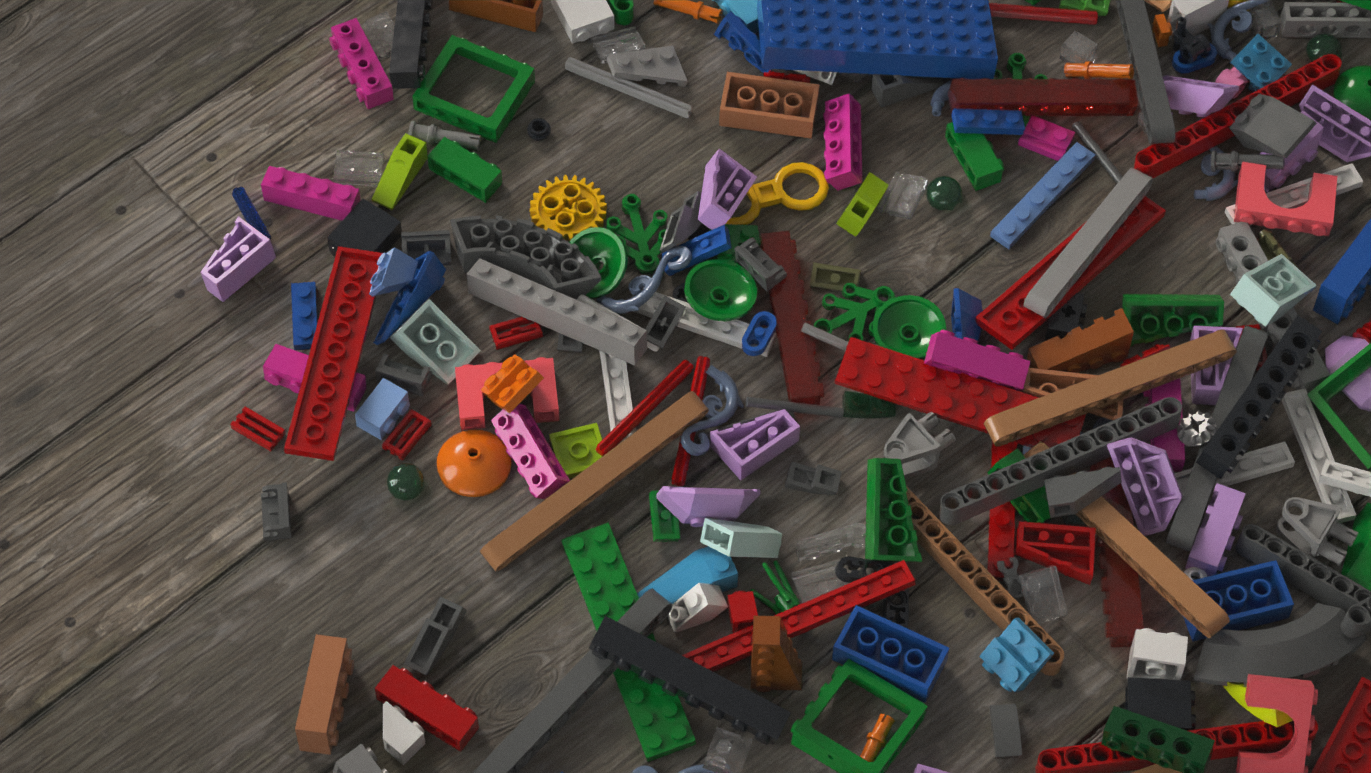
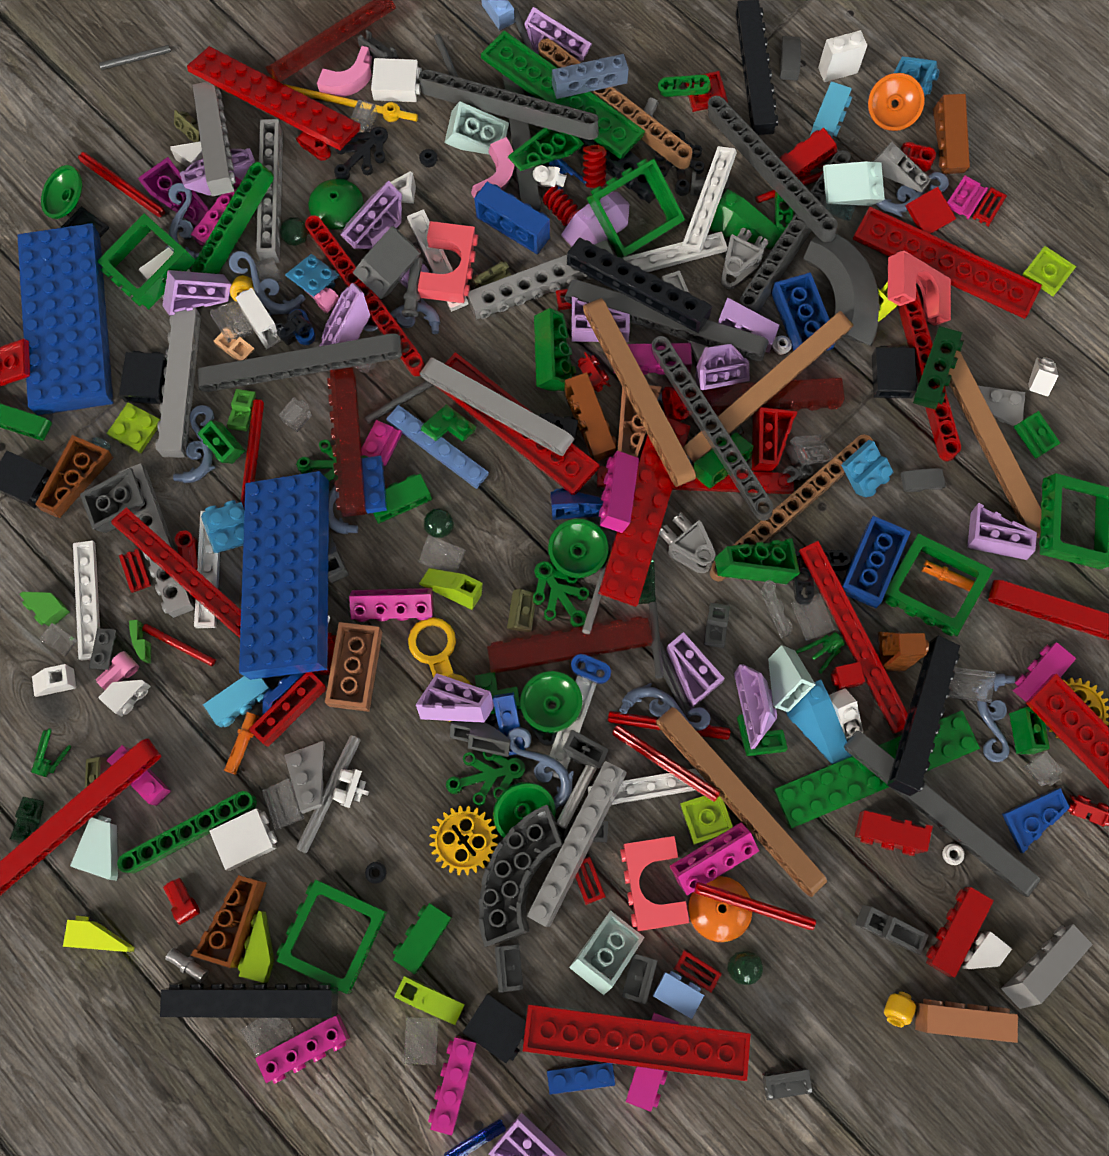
camera: 90 degrees left, 15 degrees up
(241, 418) = (692, 1128): red tile -> none
(346, 628) = (900, 1009): none -> yellow head
(393, 273) = (554, 995): medium blue slope -> none
(426, 280) = (558, 975): blue wedge -> none
(433, 135) = (383, 973): light grey pin -> none
(465, 24) = (259, 954): none -> lime slope
(473, 488) = (755, 906): none -> red axle
(511, 383) = (662, 876): orange plate -> none
(517, 708) = (959, 854): none -> white plate
(547, 644) = (893, 833): none -> red wedge
(642, 105) = (352, 778): none -> white hips
(721, 42) = (288, 708): none -> red brick
(759, 264) = (526, 667): dark grey hinge -> none
(1074, 492) = (740, 418): dark grey slope -> none
(1075, 202) = (448, 420): none -> green plate
(1089, 70) = (317, 404): orange pin -> none
(1157, 655) = (859, 369): white brick -> none
(1161, 30) = (273, 348): orange plate -> none
(1189, 436) = (672, 323): light grey gear -> none
(1272, 289) = (537, 272): light aqua slope -> none

